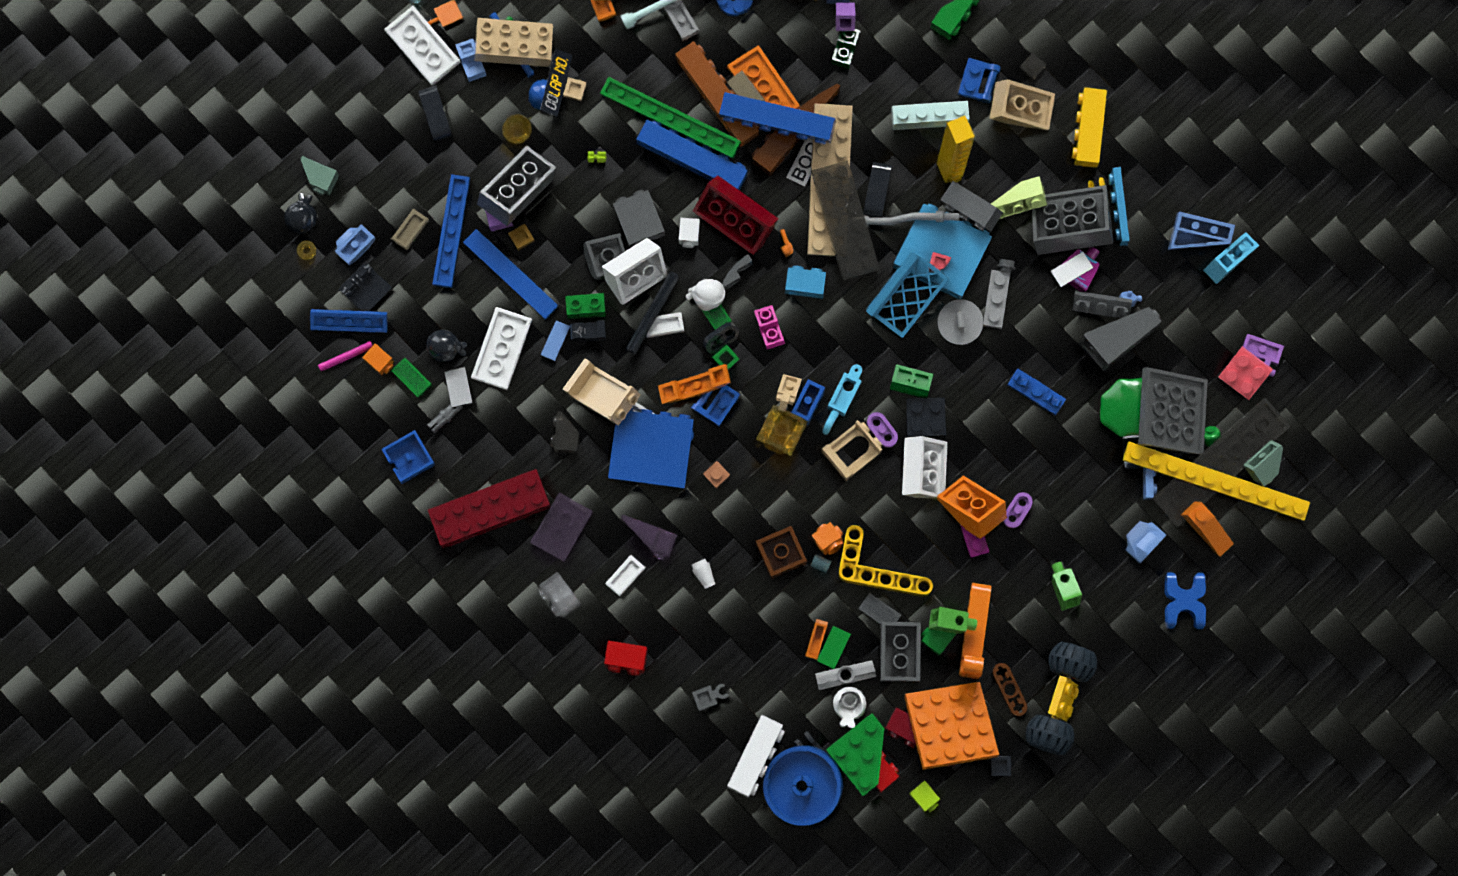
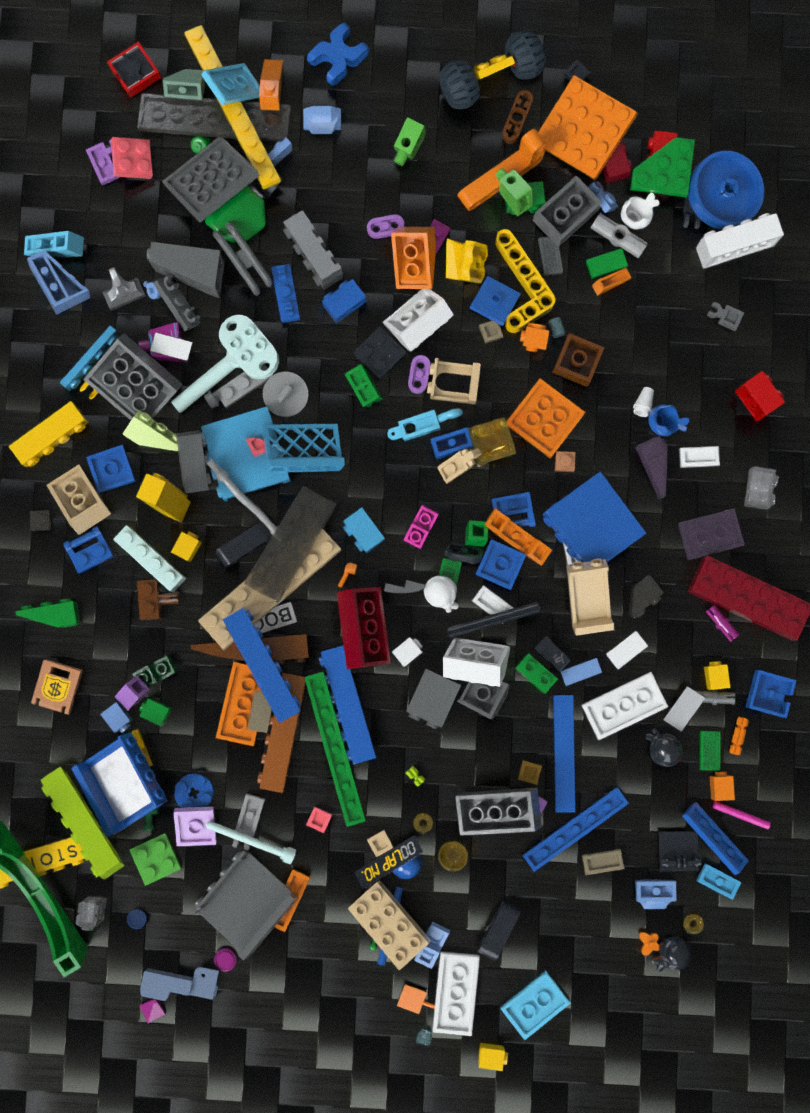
camera: 135 degrees left, 5 degrees up
(317, 295) = (718, 881): none -> dark azure plate
(320, 176) = (631, 970): sand green slope -> none
(324, 208) = (649, 941): none -> orange piece
(356, 29) = (492, 1057): none -> yellow brick
(361, 91) = (535, 1005): none -> medium azure tile
(401, 407) = (739, 735): none -> orange axle
(458, 431) = (716, 676): none -> yellow brick
(490, 473) = (722, 622): none -> magenta pin
(538, 389) = (627, 650): none -> white sticker
(559, 126) = (423, 829): none -> clear yellow plate
(632, 64) = (319, 819): none -> coral tile
(675, 573) = (665, 420): none -> blue hat
(686, 356) = (500, 564): none -> blue plate
(762, 489) = (545, 418): none -> orange plate
(817, 21) = (155, 711): none -> green brick
(864, 514) = (490, 331): none -> dark tan tile
(883, 691) = (606, 198): none -> medium blue plate
(884, 537) = (495, 300): none -> blue plate
(898, 90) = (152, 599): none -> reddish brown brick
(914, 149) = (186, 546): none -> yellow brick
(925, 797) = (649, 104): lime brick -> none
(933, 540) = (465, 260): none -> yellow piece
(989, 426) = (344, 300): none -> blue brick
(1020, 322) = (245, 349): none -> light aqua piece
(1022, 148) = (111, 469): none -> blue plate
(1049, 439) = (313, 250): none -> wedge
(1089, 379) = (243, 258): none -> dark grey piece
(1147, 276) = (122, 291): none -> piece
(1232, 495) = (232, 83): none -> medium azure tile
(1314, 437) = (134, 69): none -> piece

